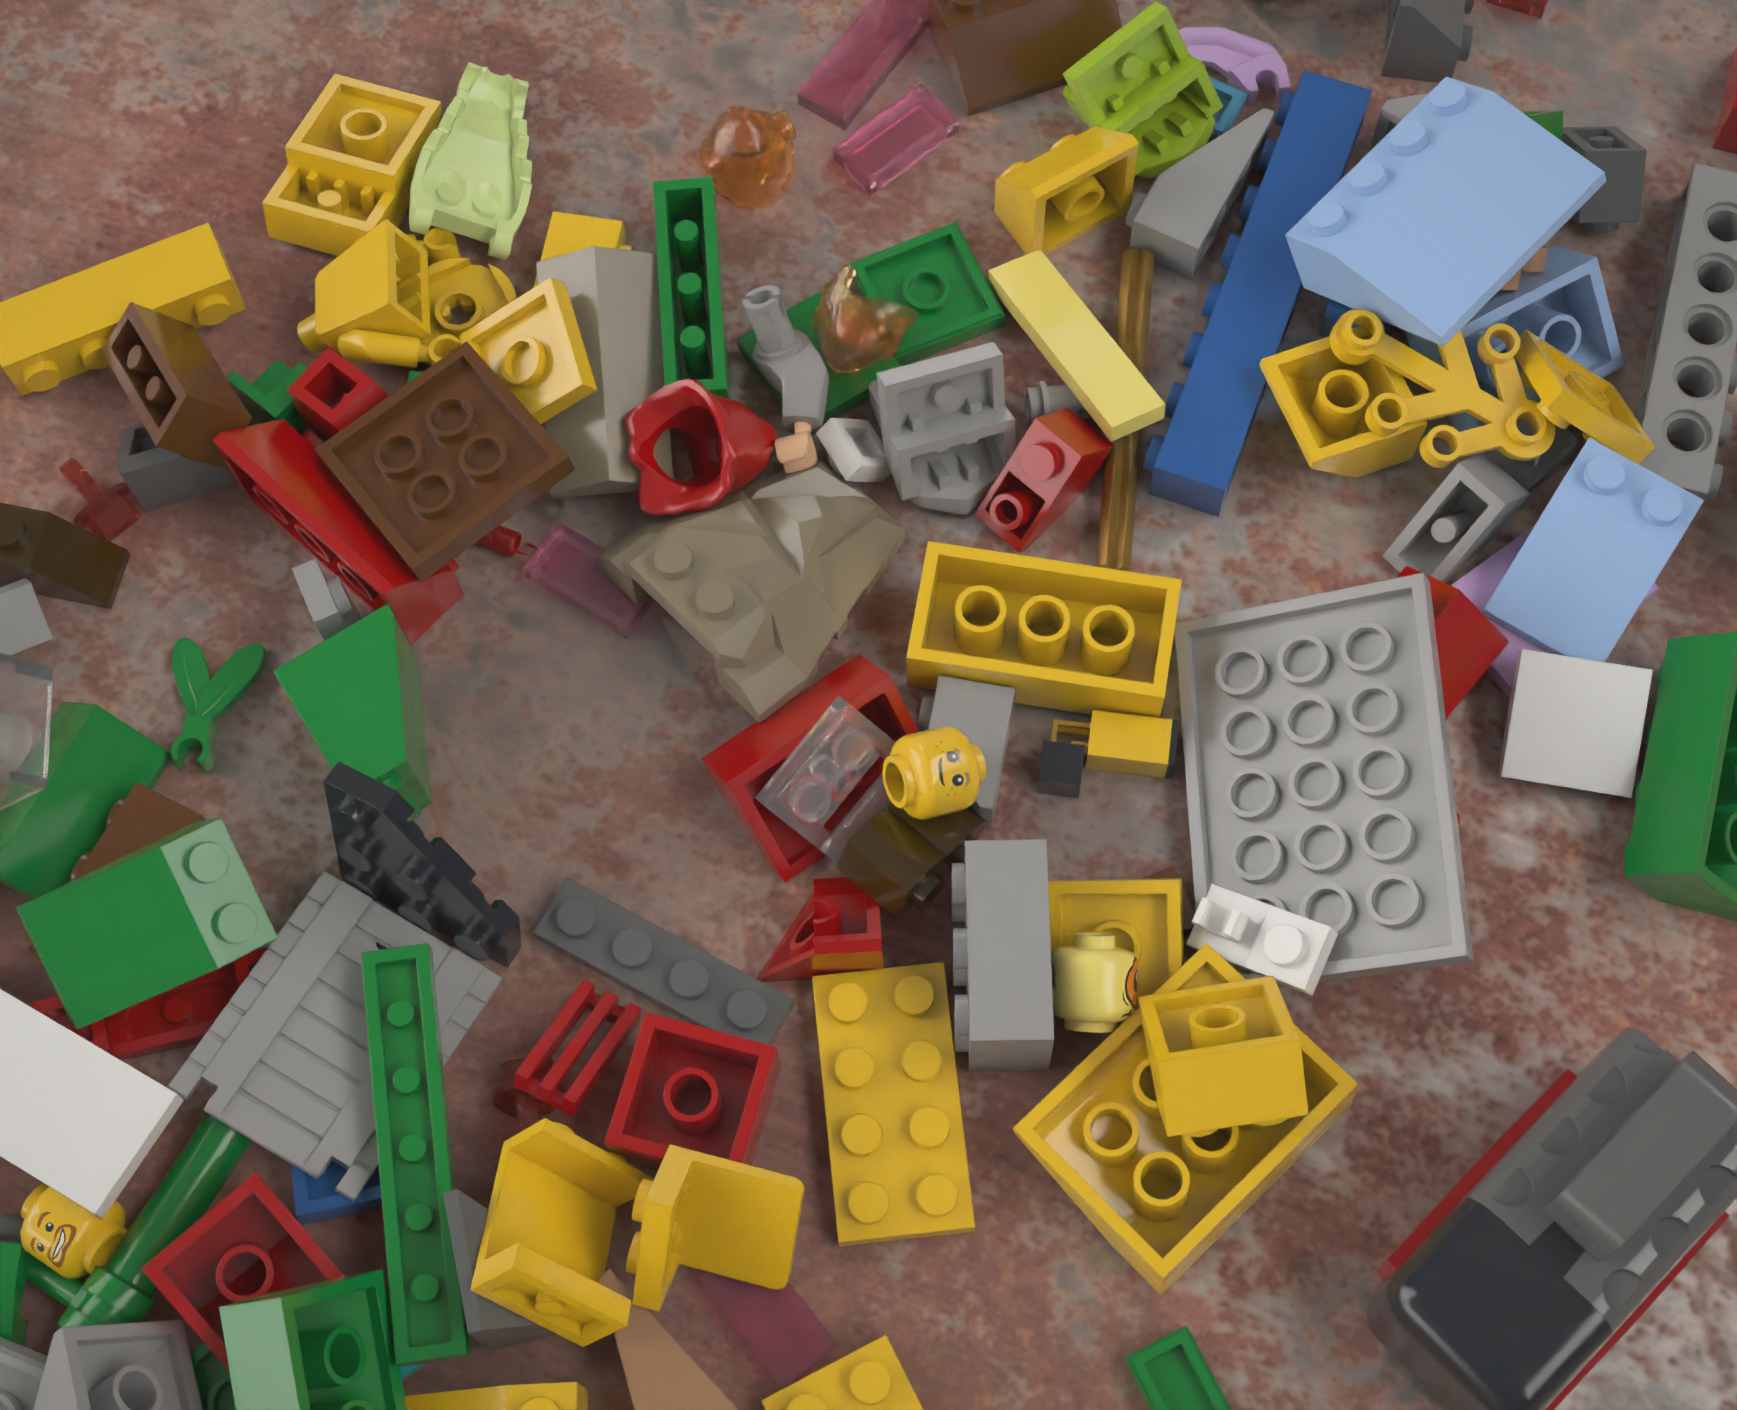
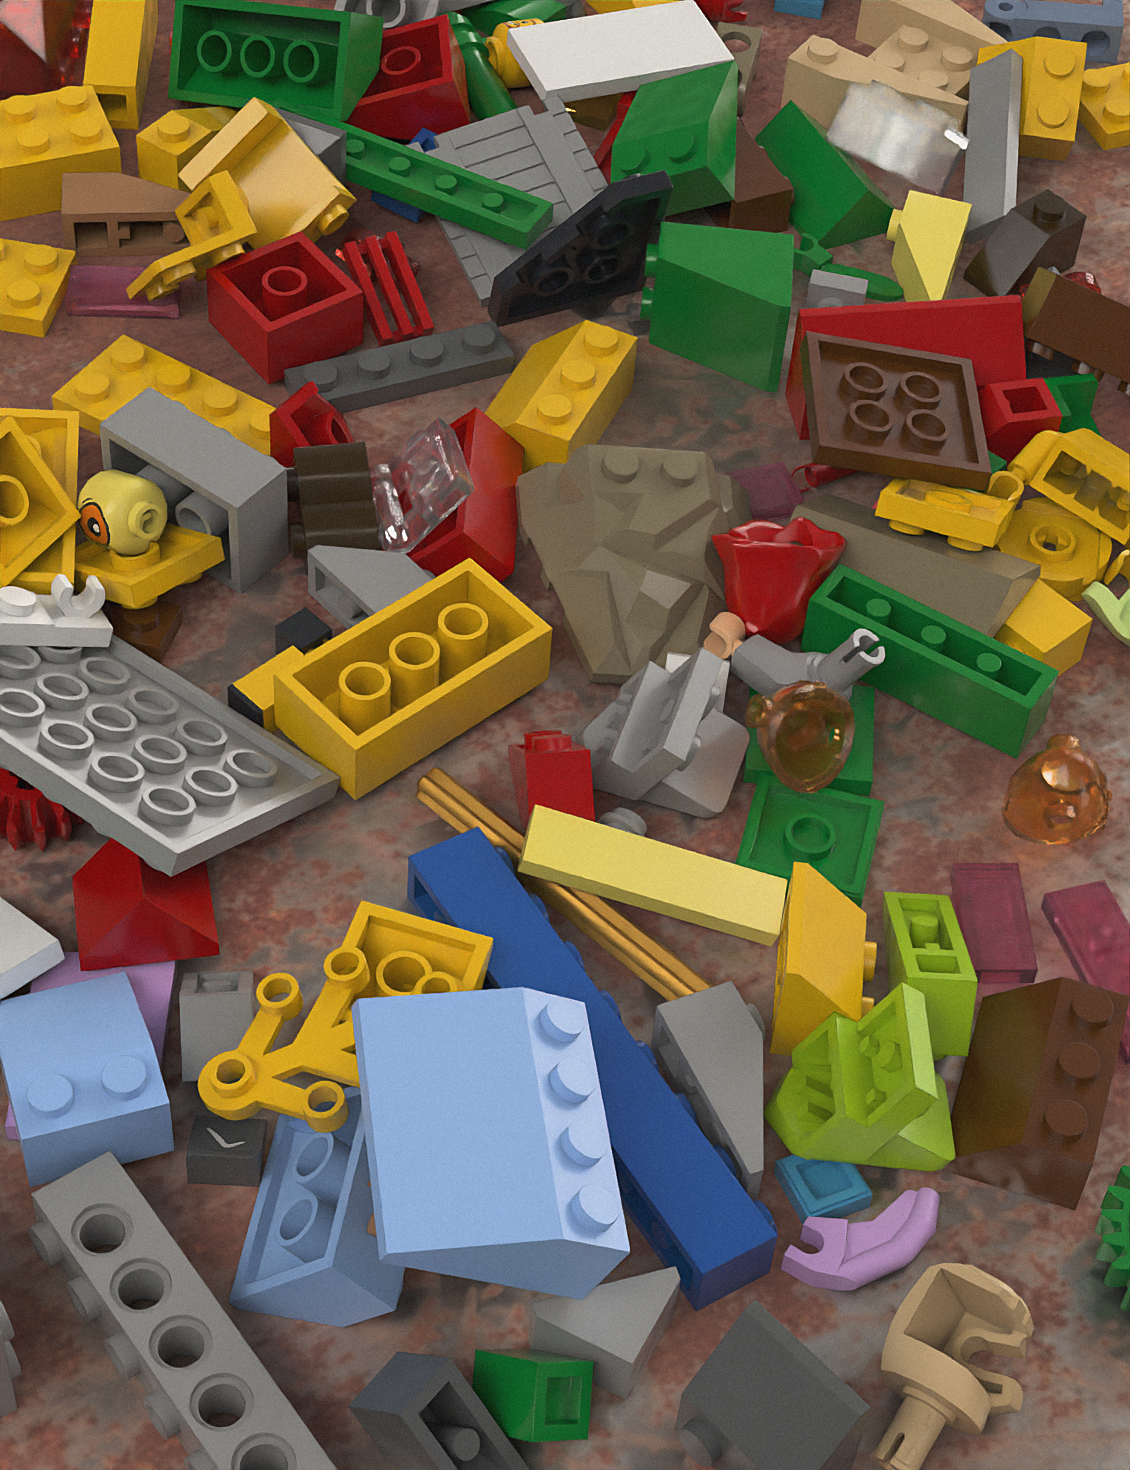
camera: 120 degrees right, 20 degrees down
(129, 628) = (927, 244): none -> light yellow slope
(607, 794) = (566, 391): none -> yellow slope
(933, 772) = (361, 507): yellow head -> none
(997, 129) = (931, 956): none -> lime slope
(1580, 398) = (218, 1160): yellow plate -> none

